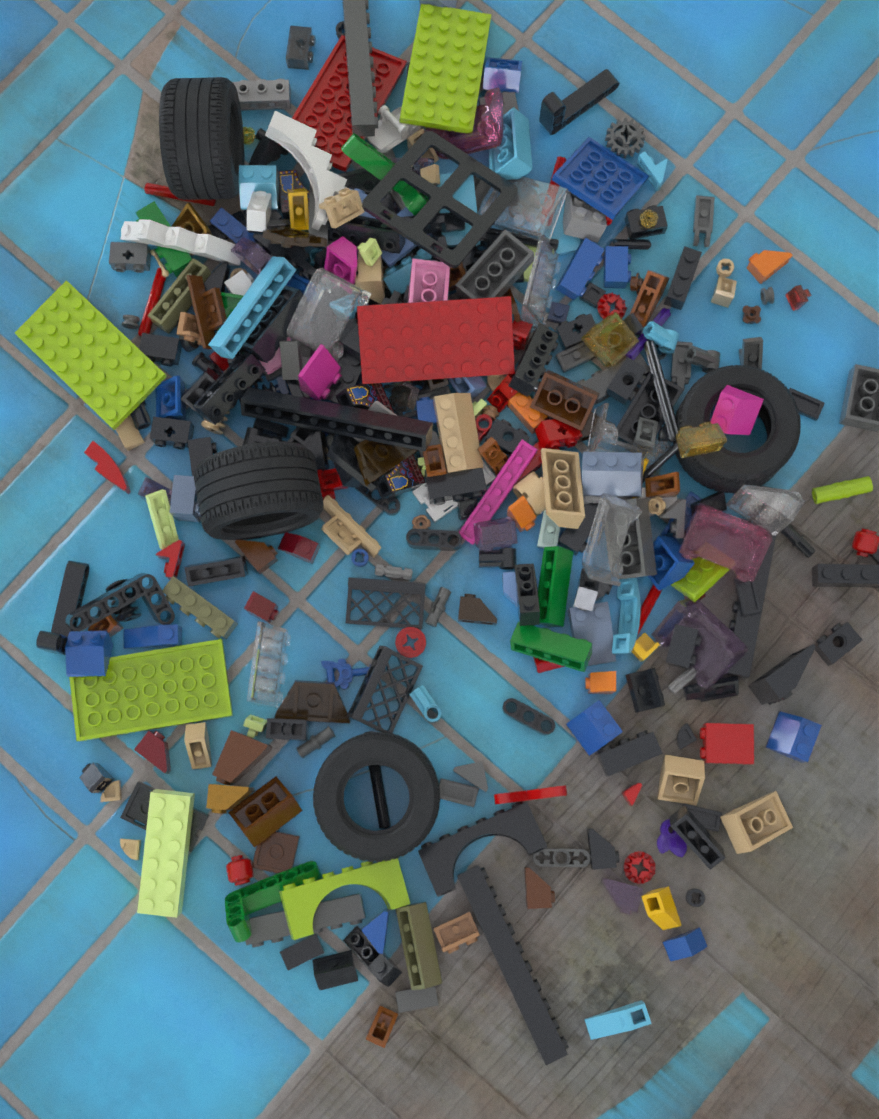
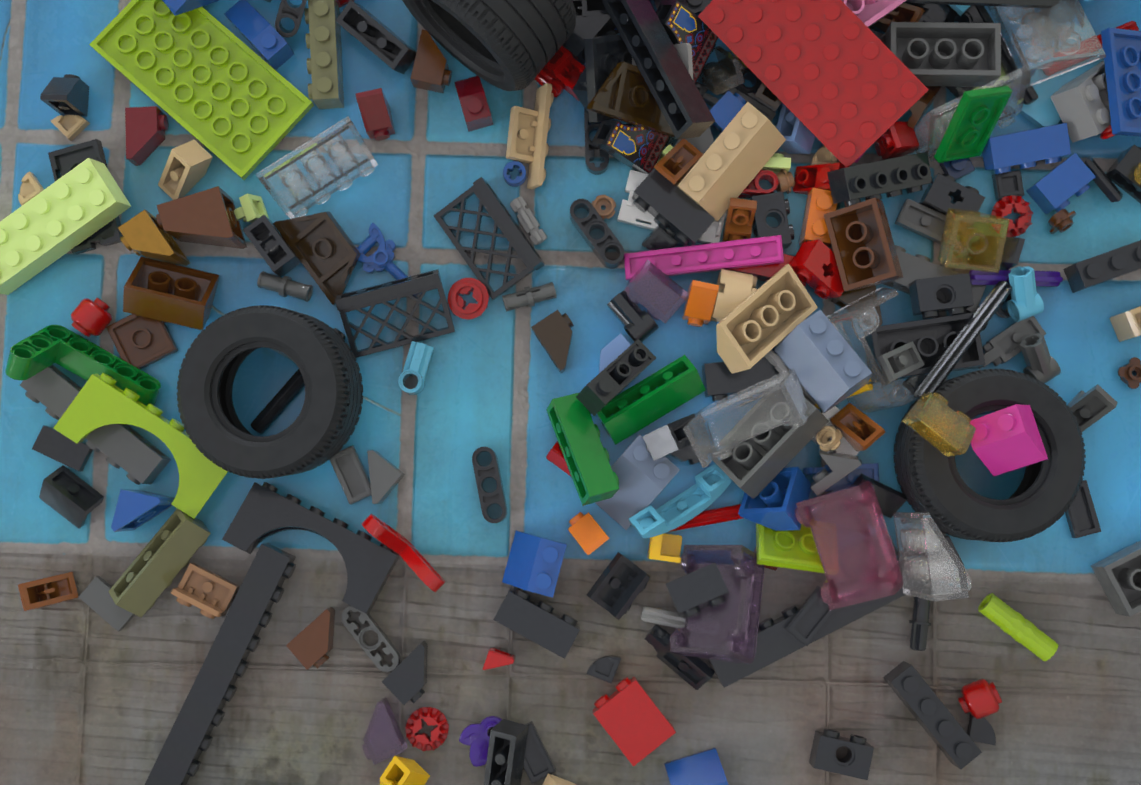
camera: 50 degrees right, 5 degrees up
(378, 964) = (105, 545): black slope -> none
(546, 287) = (972, 123): none -> green tile
(548, 532) = (702, 349): light aqua plate -> none
(649, 296) = (1059, 245): dark orange slope -> none
(660, 461) = (879, 403): black bar -> none
(681, 780) = (554, 700): tan slope -> none
(782, 678) = (752, 726): black slope -> none

